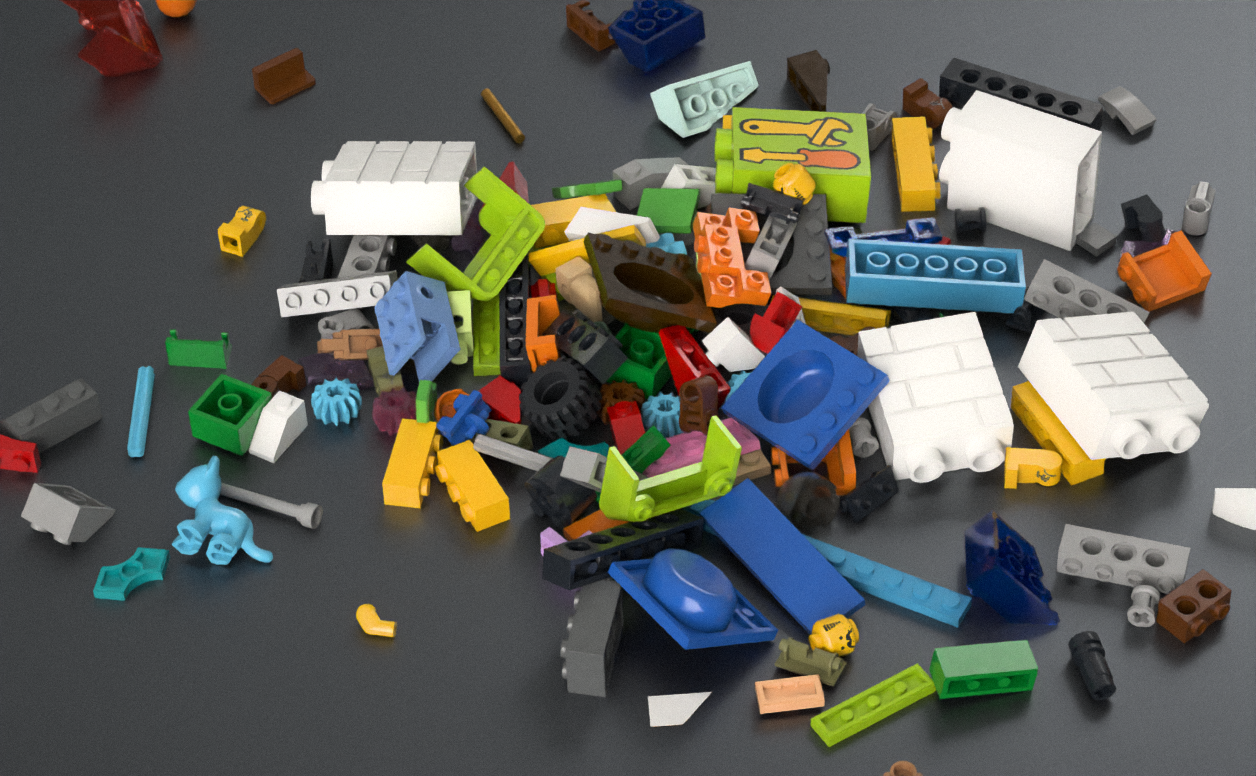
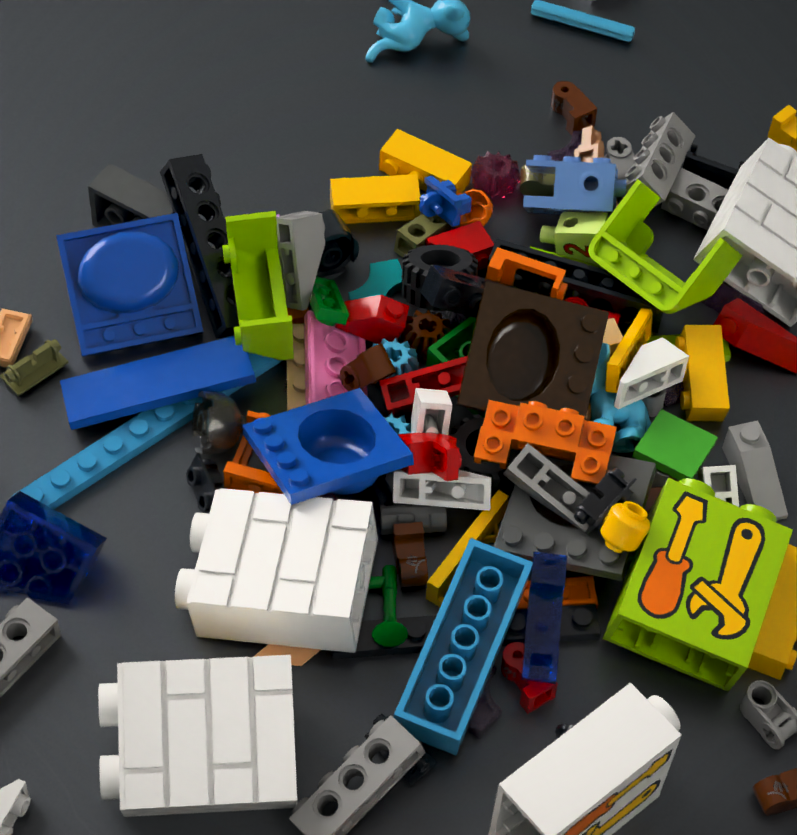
camera: 105 degrees right, 10 degrees up
(198, 352) = (642, 69): green hinge -> none
(228, 414) = (537, 61): green brick -> none
(278, 426) = (517, 95): white slope -> none
(307, 514) = (401, 89): light grey piece -> none
(336, 401) = (528, 137): medium azure gear -> none
(372, 624) = (254, 97): yellow arm -> none
(426, 401) = (477, 175): bright green tile -> none
(510, 452) = (379, 242): light grey axle -> none
(586, 189) = (753, 398): bright green tile -> none
(674, 709) = (48, 265): white sticker -> none
(834, 635) = (42, 386): yellow head -> none
(914, 164) = (712, 734): yellow brick -> none
(1031, 466) = (170, 635): yellow leg -> none

